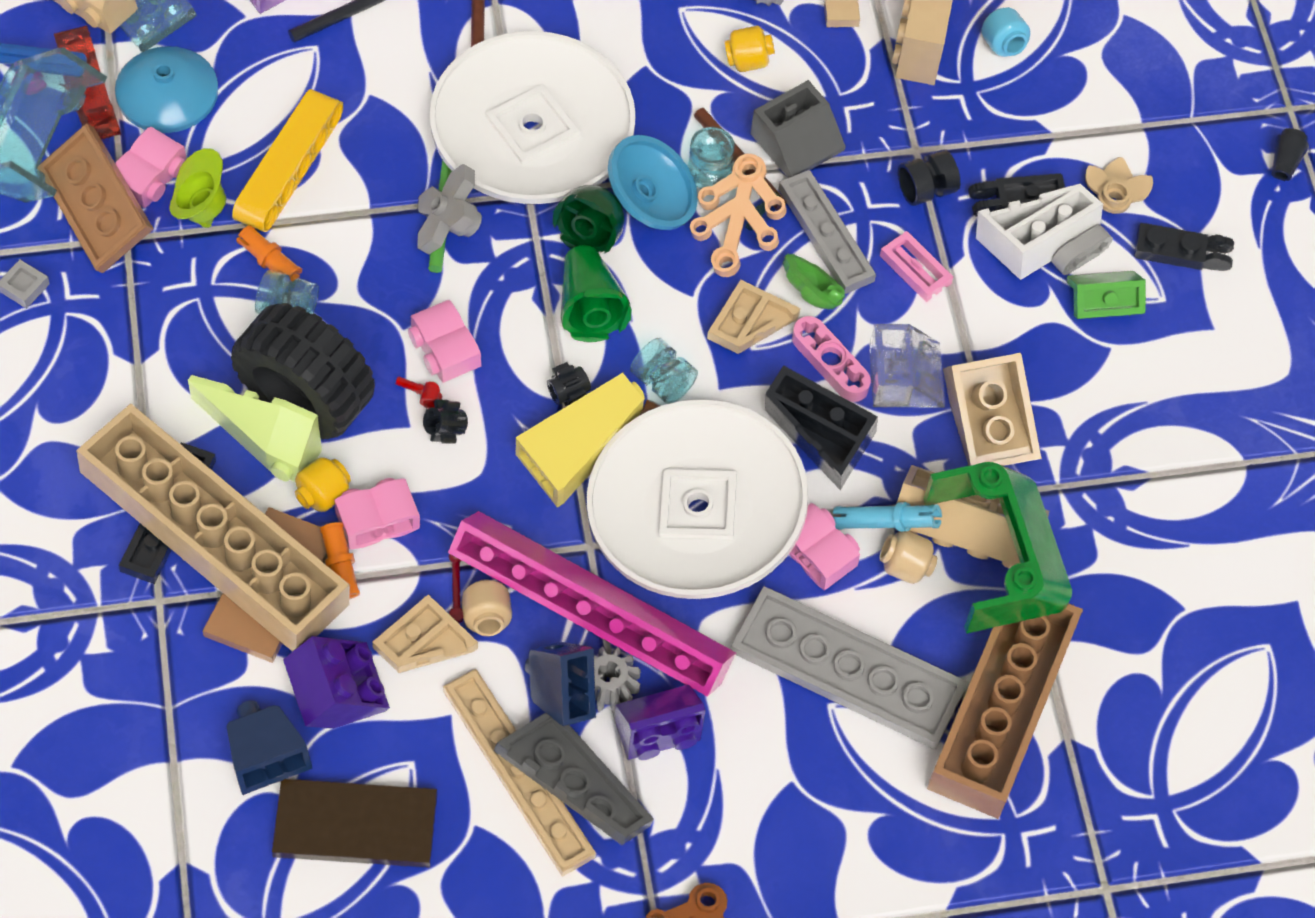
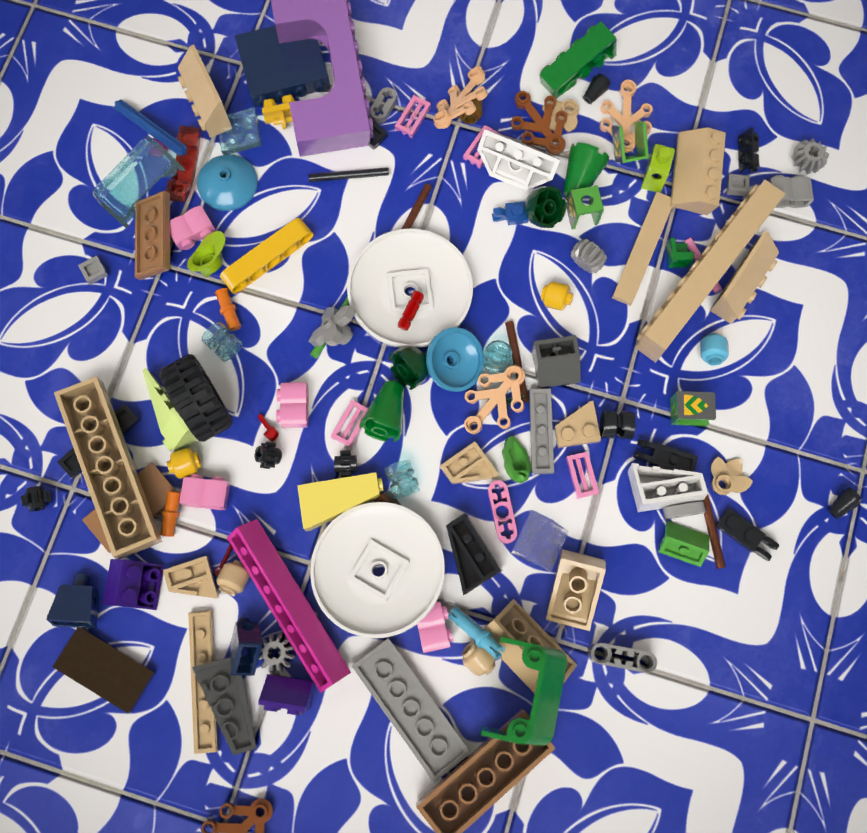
camera: 30 degrees right, 15 degrees up
(114, 629) = (36, 498): none -> black gear
(542, 360) = (342, 421): none -> bright pink tile
(553, 140) = (410, 310): none -> red axle
(877, 208) = (578, 428): none -> tan wing
(1018, 116) = (692, 408): none -> piece
(1105, 469) = (628, 652): none -> light grey beam
(1140, 268) = (713, 535): none -> copper bar

